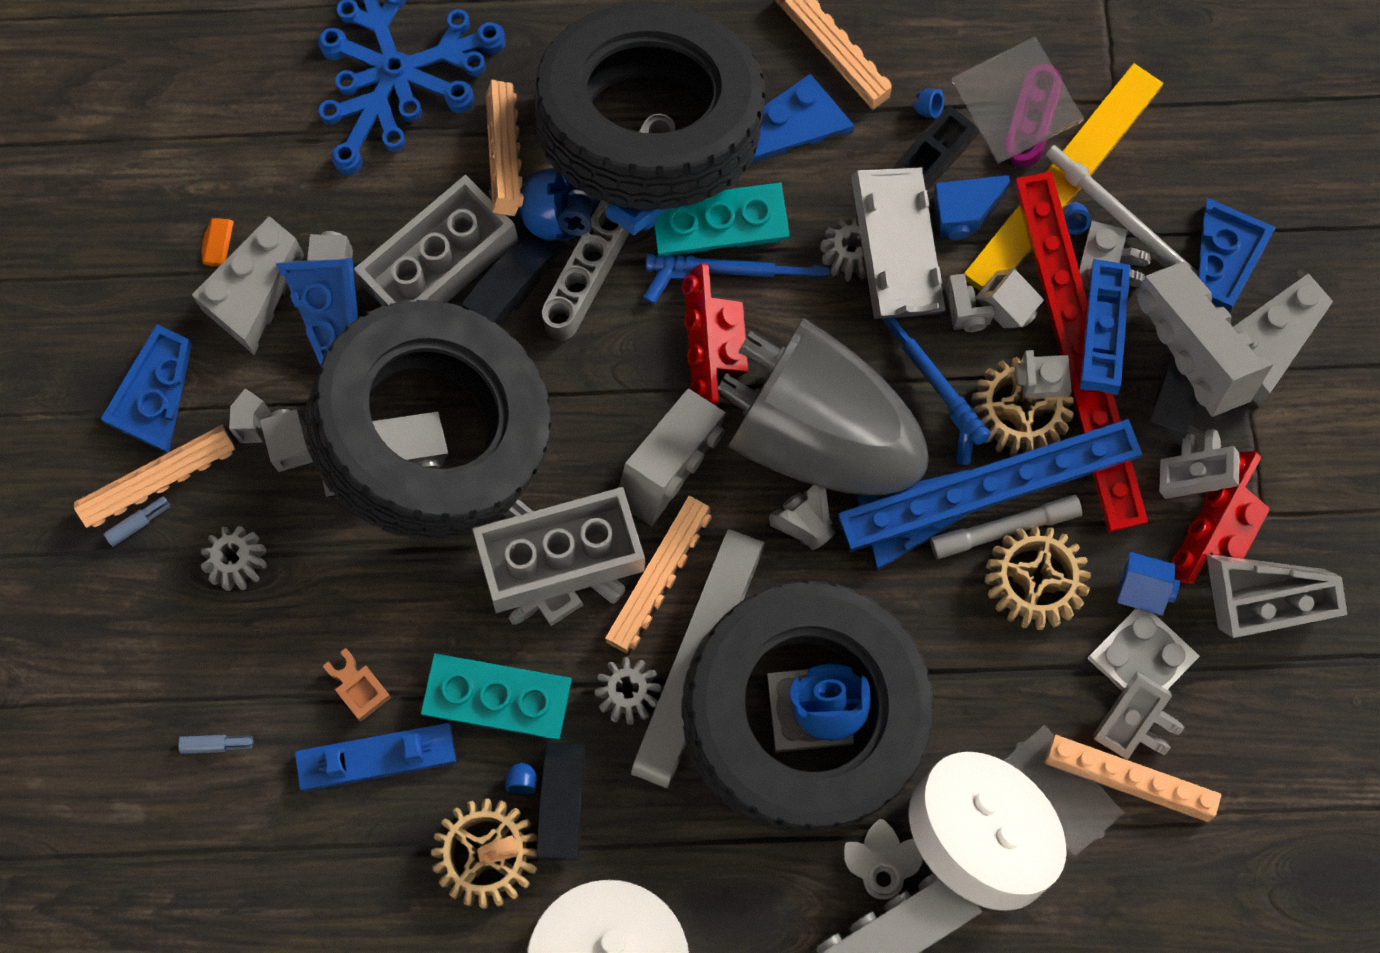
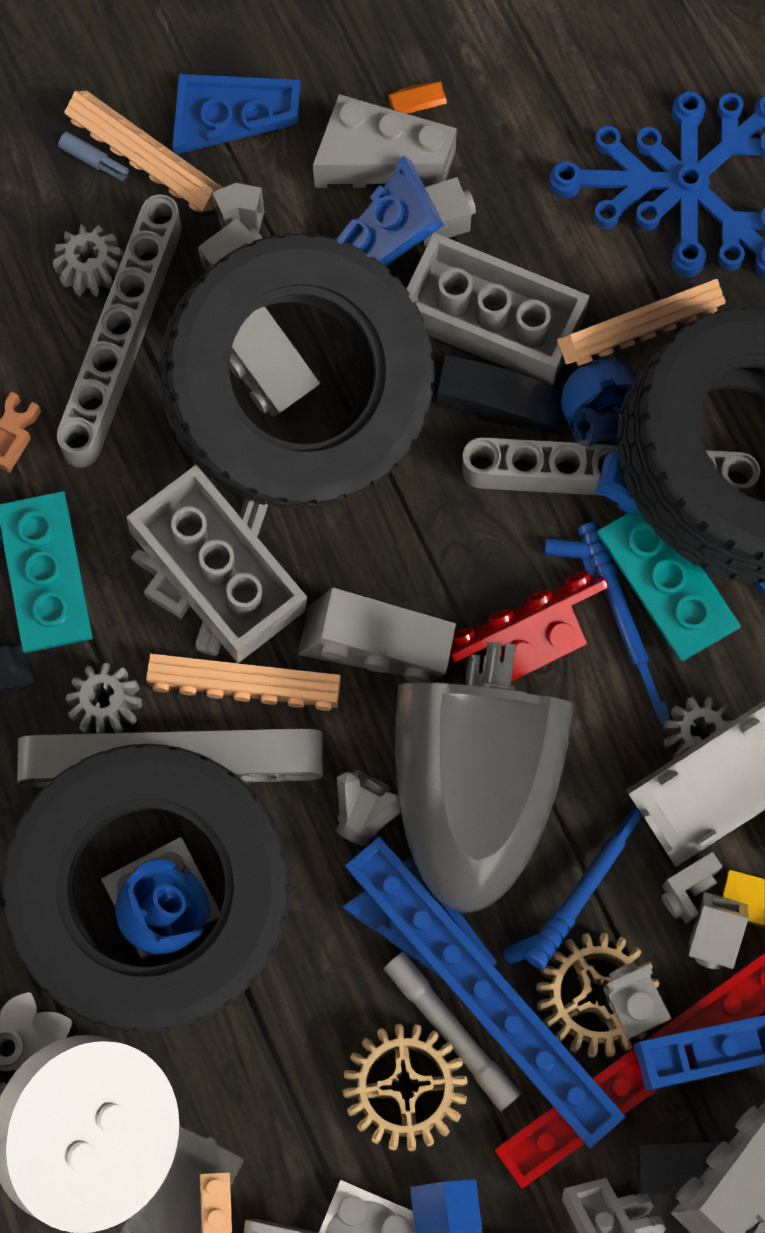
camera: 65 degrees right, 0 degrees up
(300, 540) = (122, 348): none -> light grey beam

